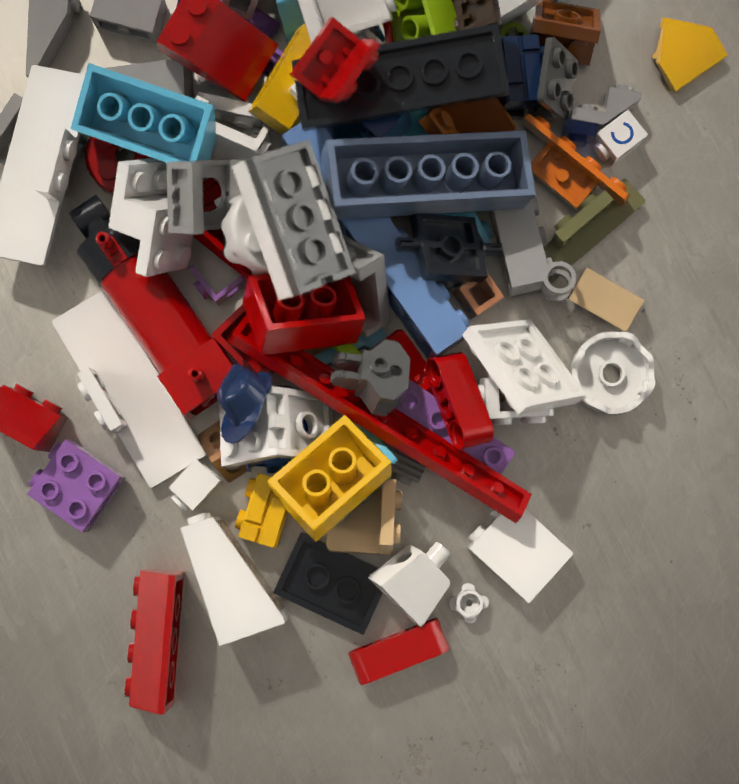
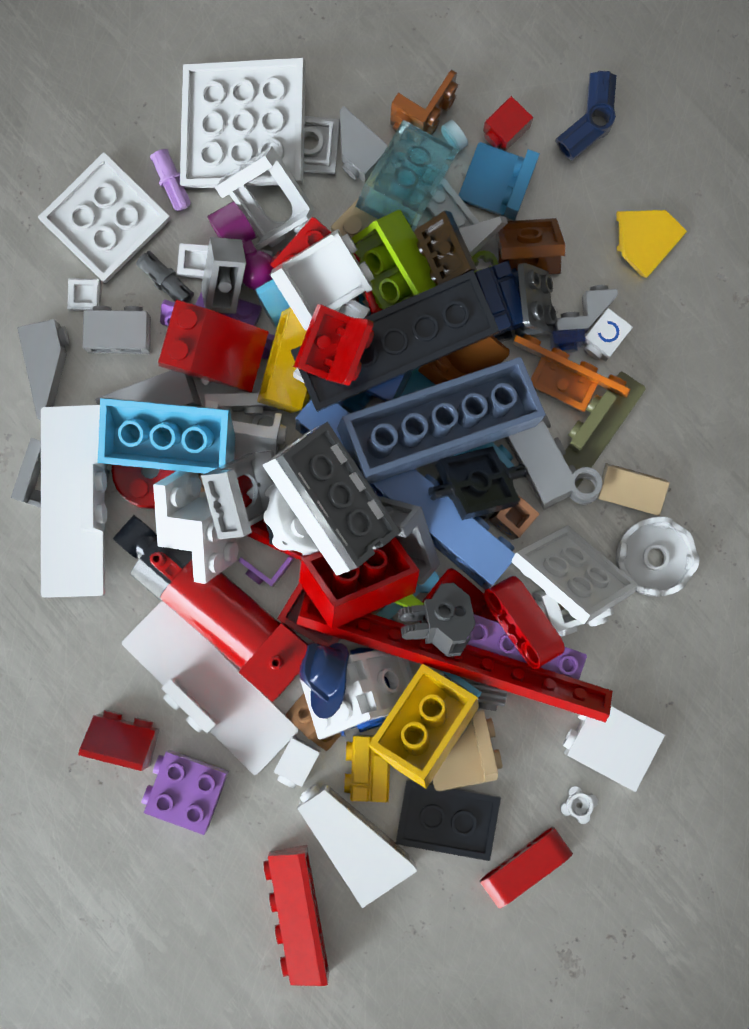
camera: 20 degrees left, 0 degrees up
(414, 581) = (524, 798): white torso -> none

